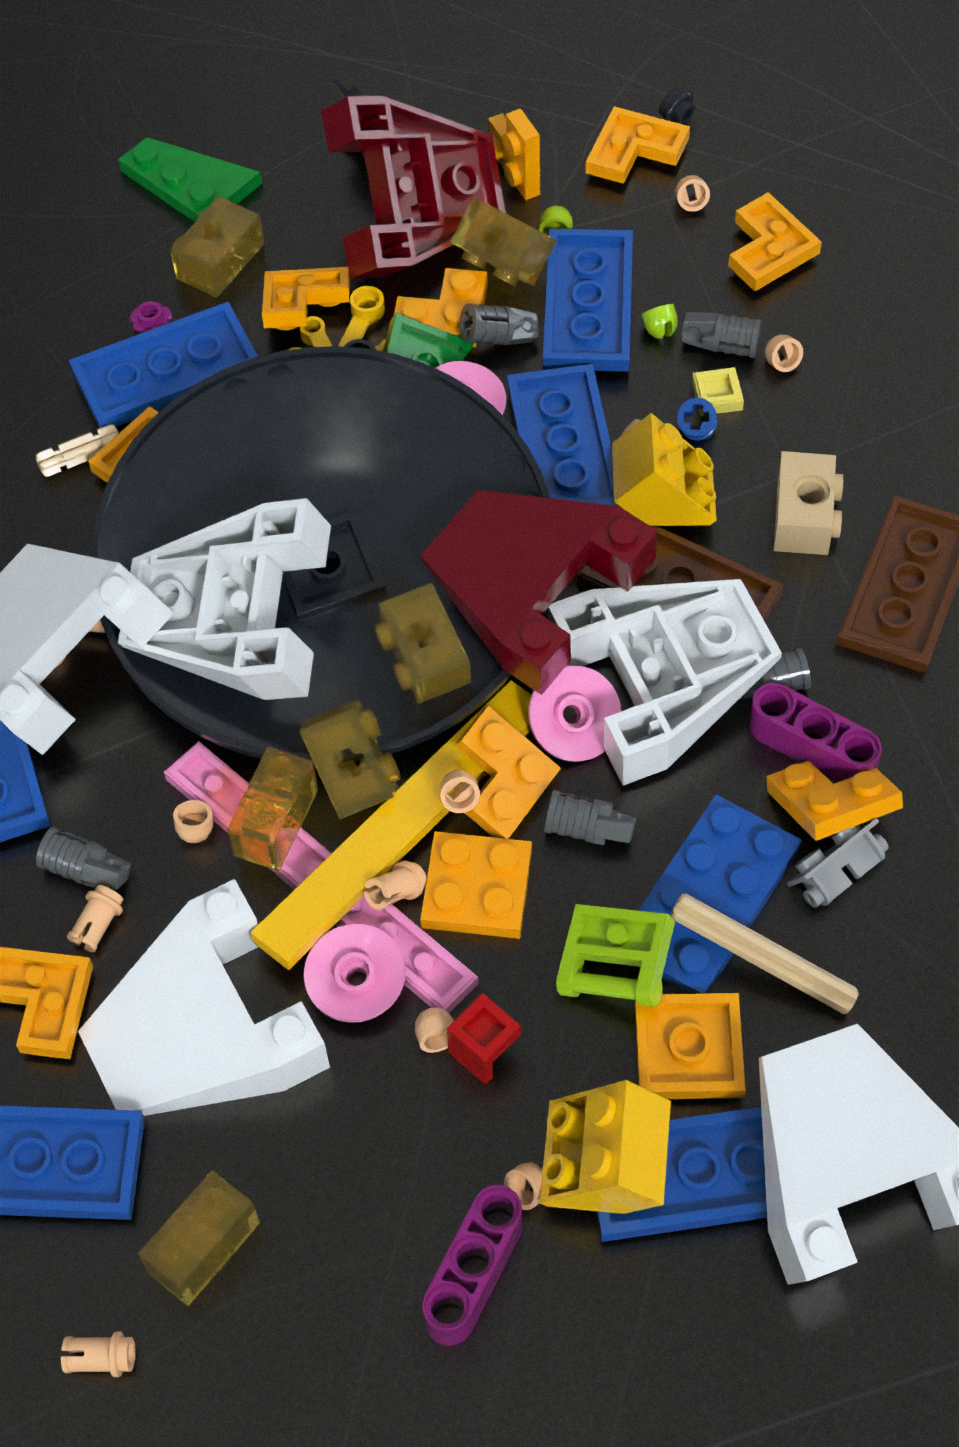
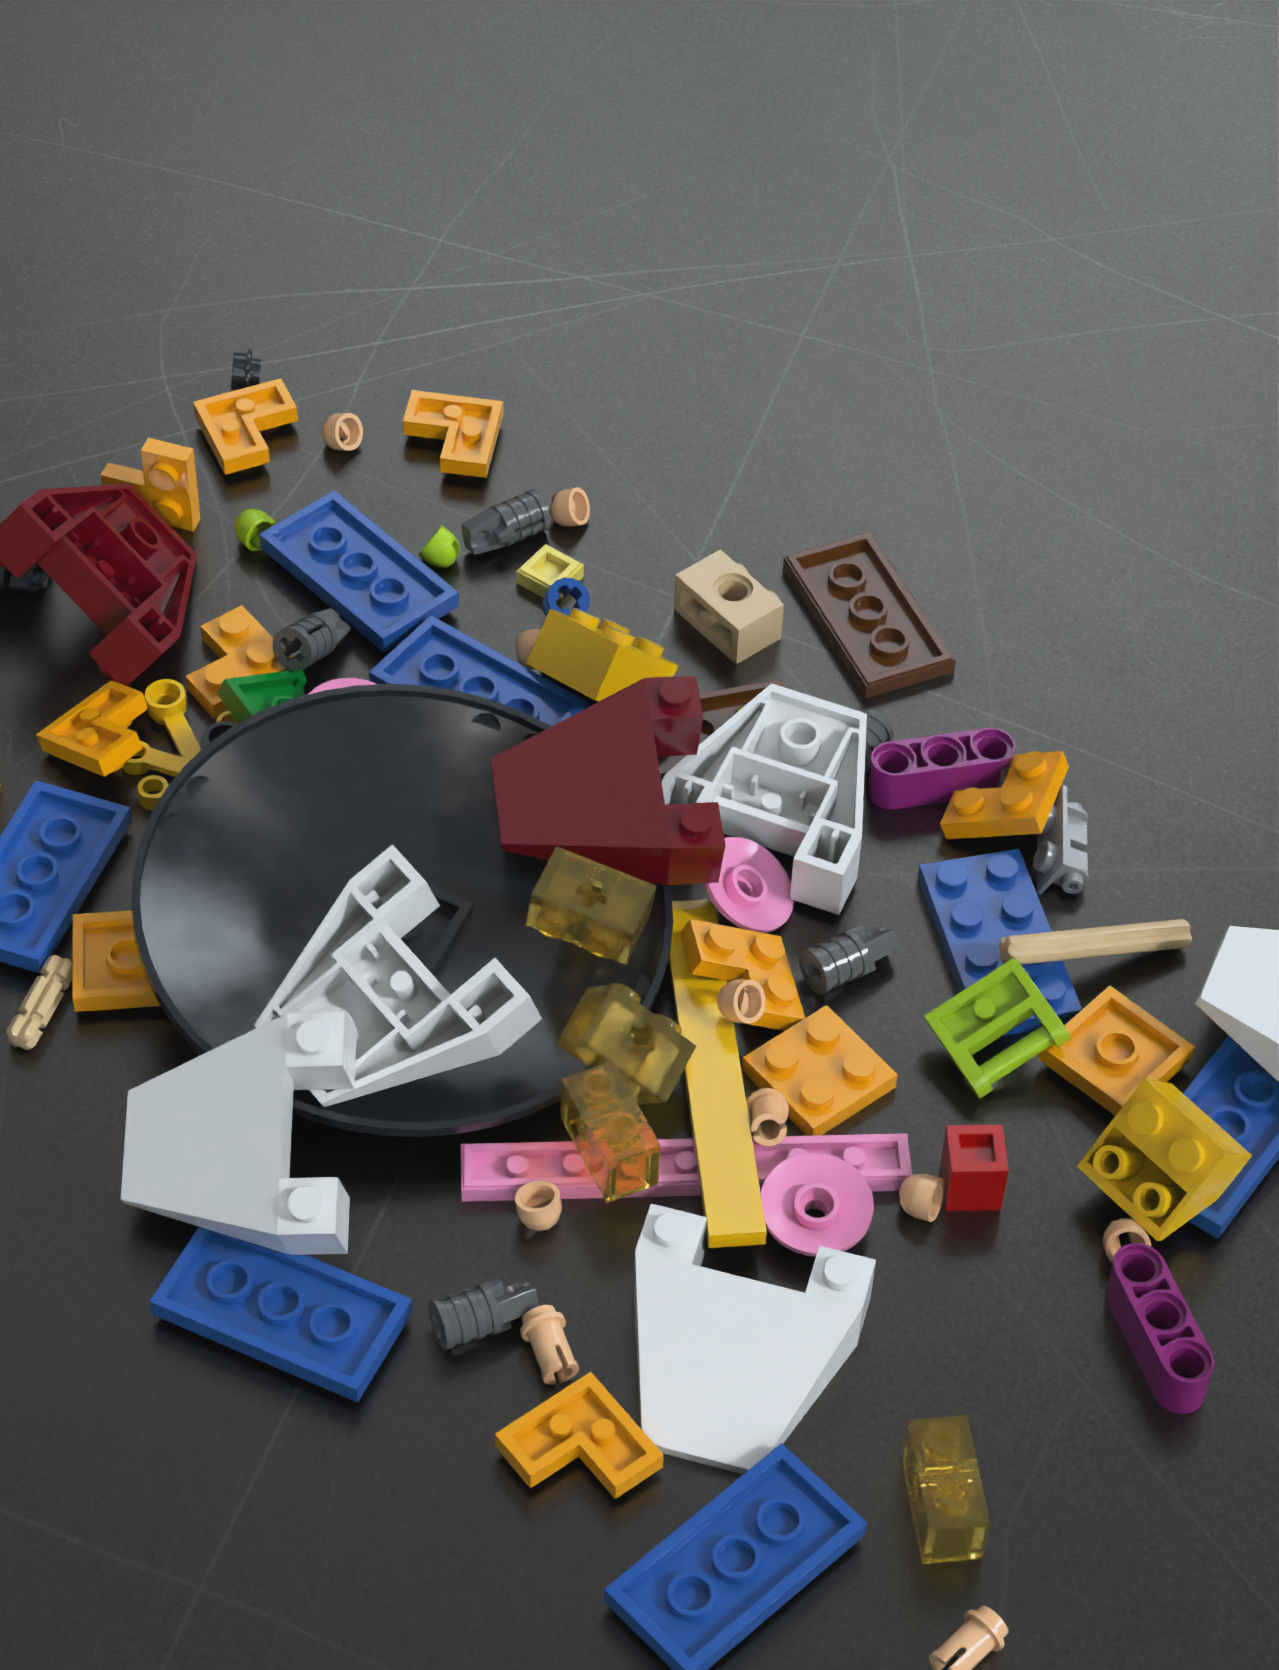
camera: 50 degrees left, 10 degrees down
(522, 250) = (212, 556): clear yellow brick -> none

